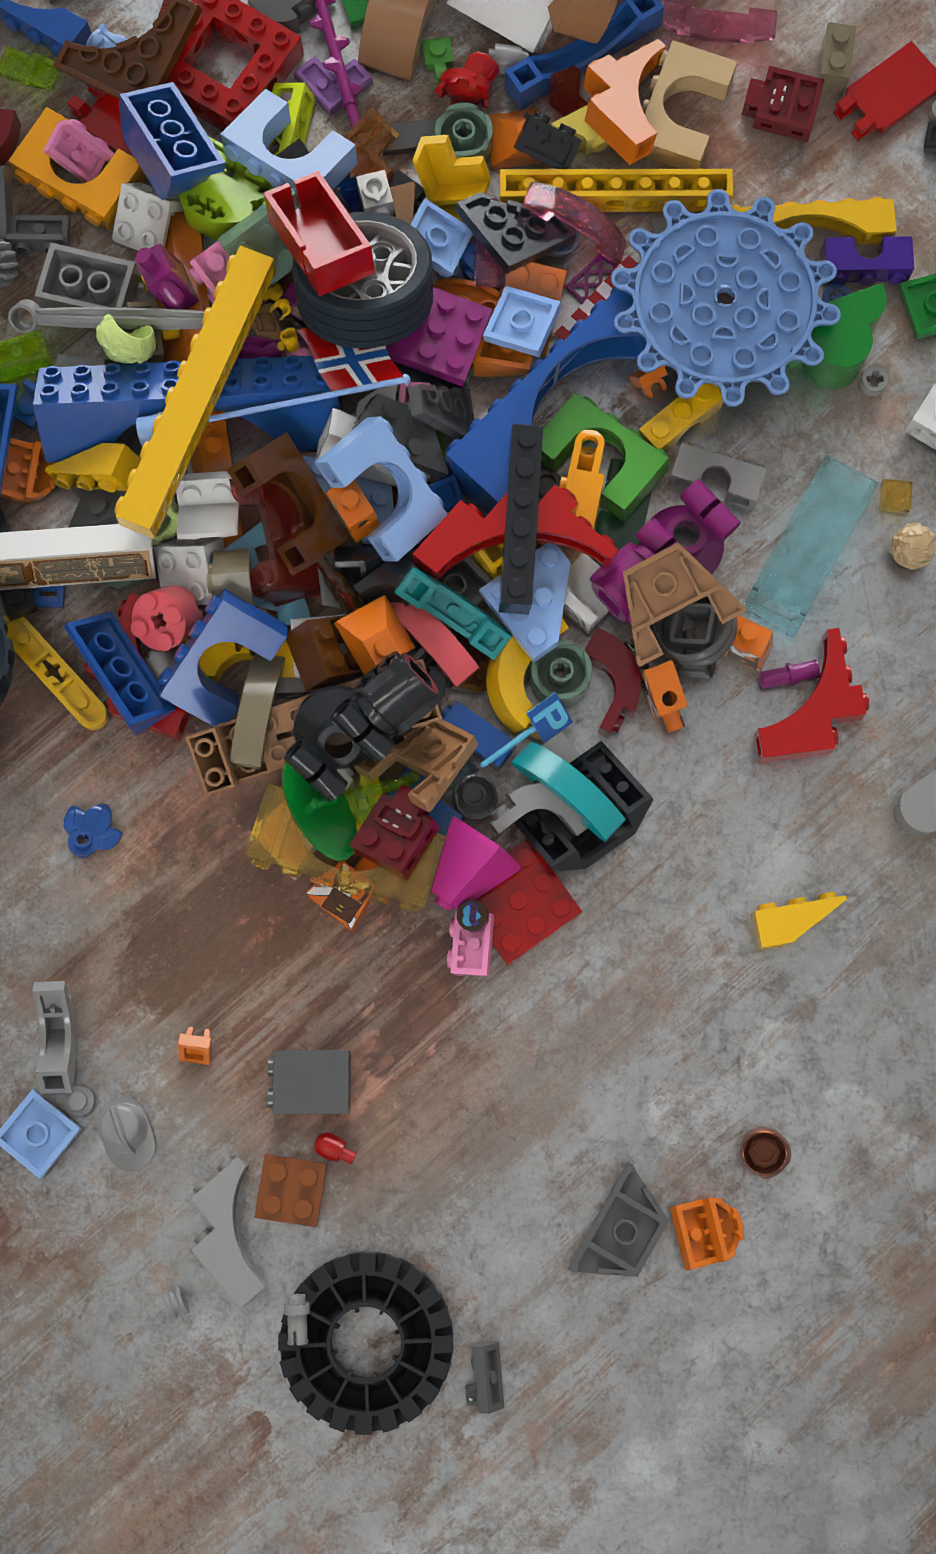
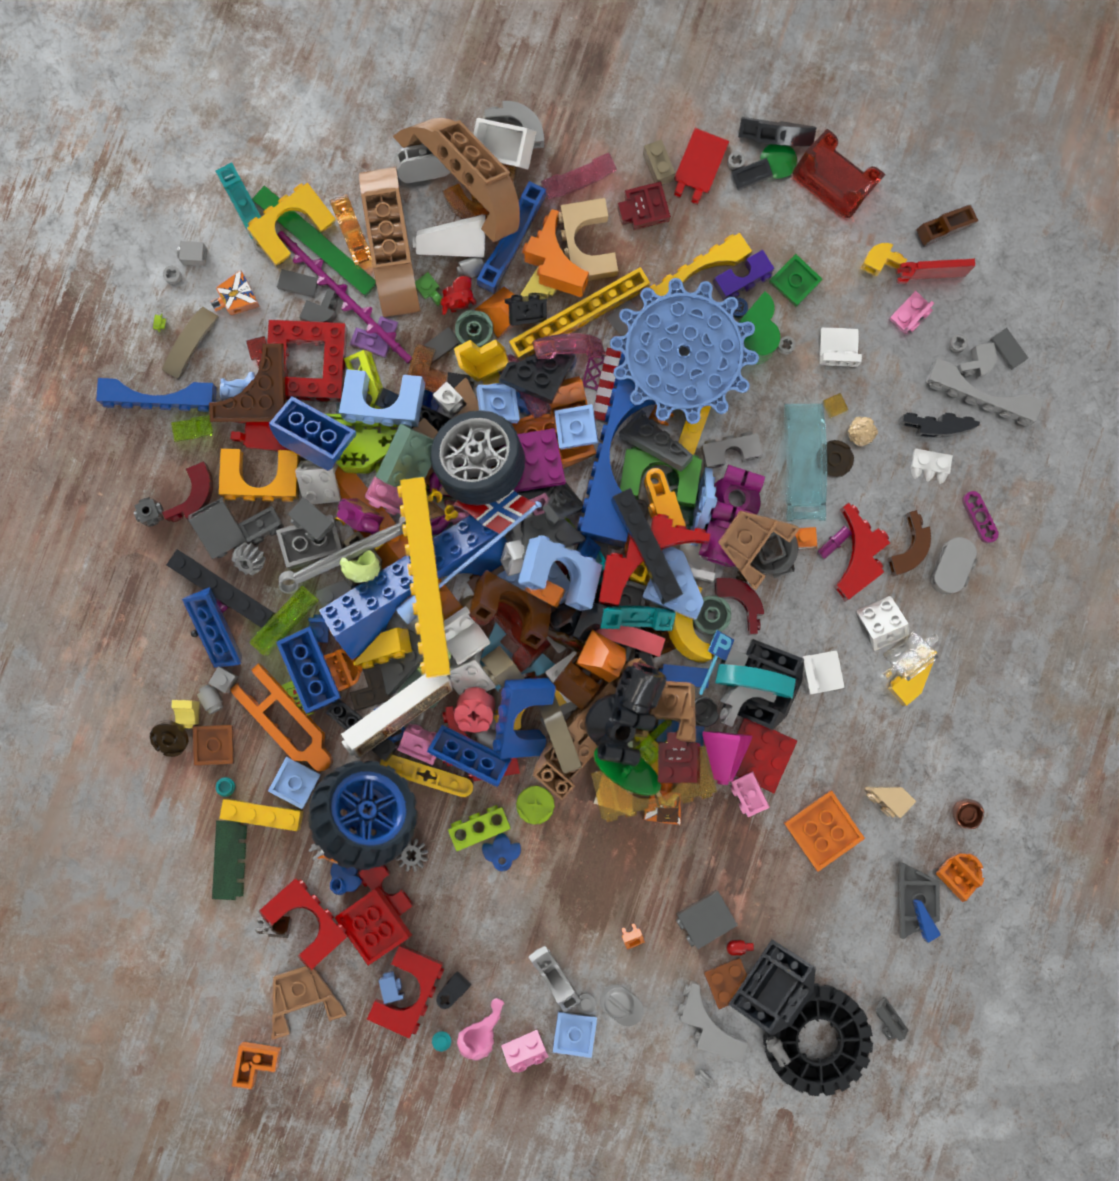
camera: 40 degrees left, 5 degrees up
(58, 612) = (416, 743): none -> bright pink bracket
(59, 516) = (374, 693): none -> dark brown tile
(77, 150) = (255, 465): bright pink bracket -> none
(90, 790) = (474, 837): none -> lime brick
(100, 247) = (311, 519): none -> dark grey brick
(173, 794) = (535, 805): none -> lime tile
(319, 233) = (444, 450): red piece -> none
(345, 1231) = (775, 989): none -> black slope
(473, 916) = (743, 779): dark brown tile -> none
(547, 1056) = (824, 830): none -> orange plate
(566, 91) = (516, 271): clear red bracket -> none
(613, 1273) = (927, 926): none -> blue slope
(617, 399) = (651, 439): none -> dark grey wing
(641, 514) = (707, 501): none -> light blue plate
(664, 681) = (768, 593): orange torso -> none
(666, 1062) = (893, 800): none -> tan slope
(669, 838) = (822, 673): none -> white bracket
(795, 821) = (883, 622): none -> white bracket
(807, 884) = (910, 656): none -> clear plate
(857, 567) = (839, 459): none -> dark brown tile
(882, 754) = (917, 550): none -> reddish brown arch

